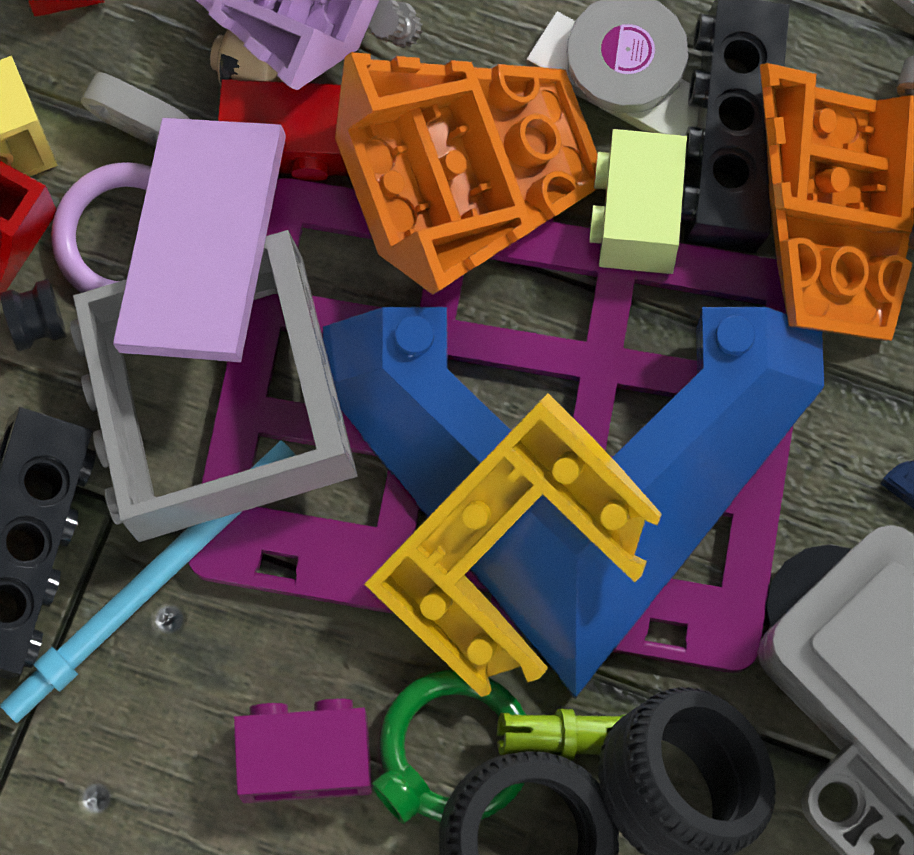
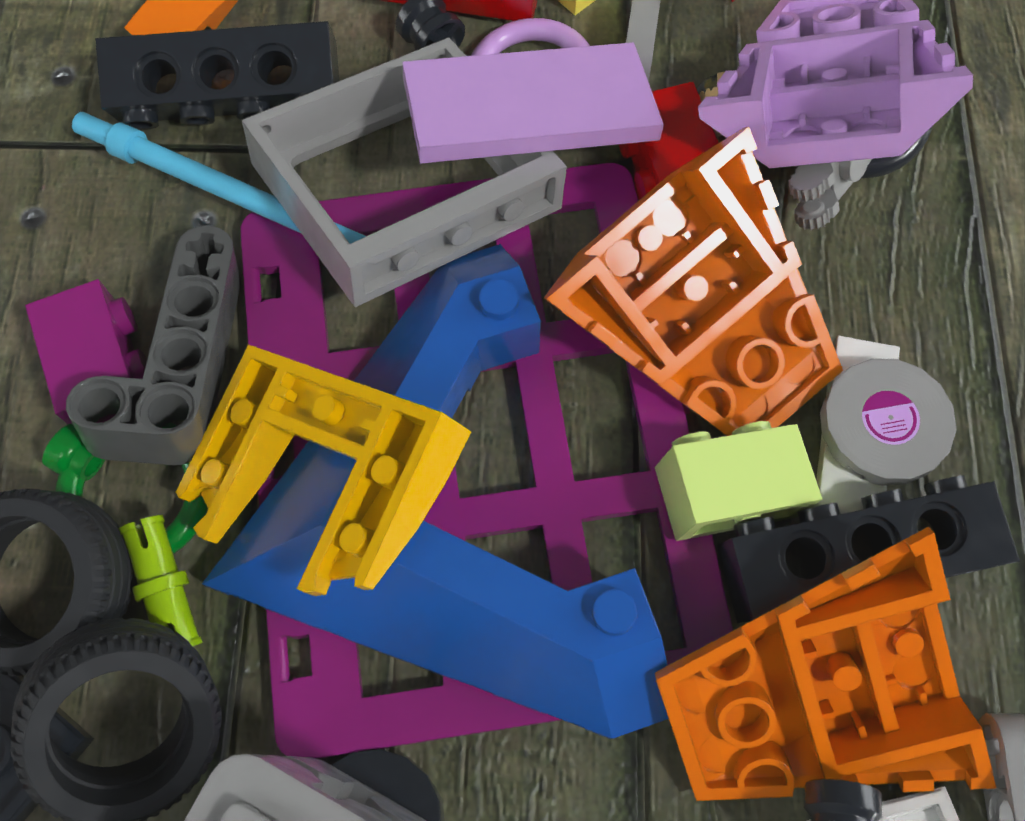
camera: 70 degrees right, 5 degrees down
(326, 658) = (201, 283): none -> dark grey beam

